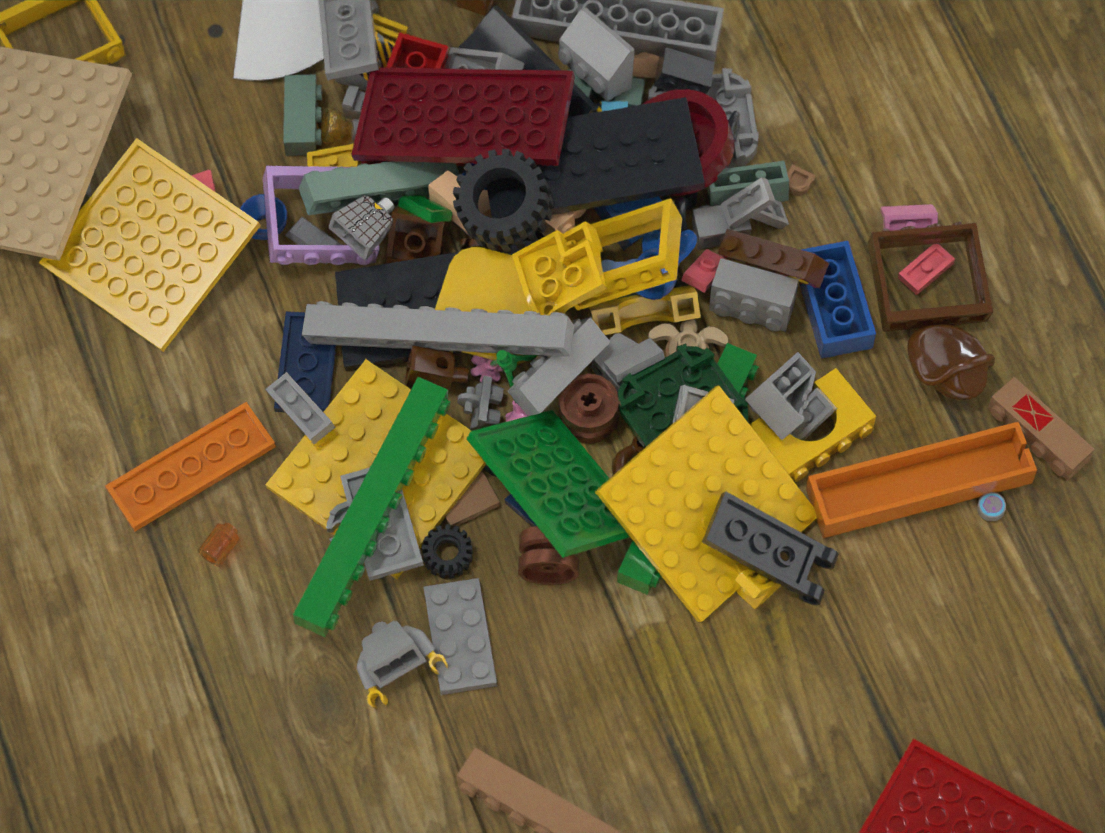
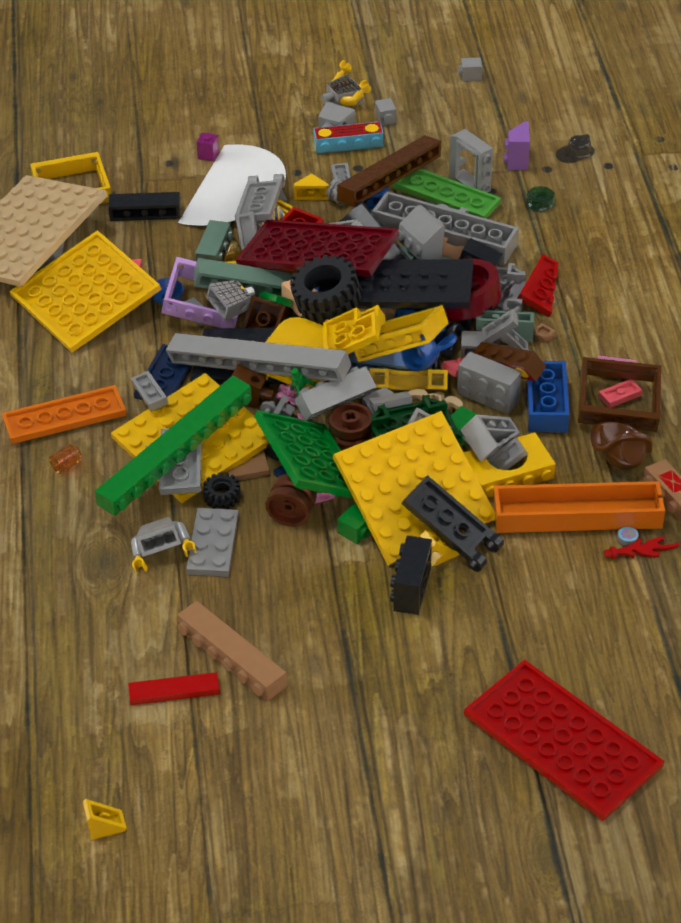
camera: 15 degrees right, 20 degrees down
(179, 61) = (144, 206): none -> black brick
(347, 91) = (246, 227): none -> light grey tile
(739, 642) = (411, 575): none -> black brick
(773, 98) = (541, 285): none -> red wing
(1018, 523) = (645, 549): none -> red piece

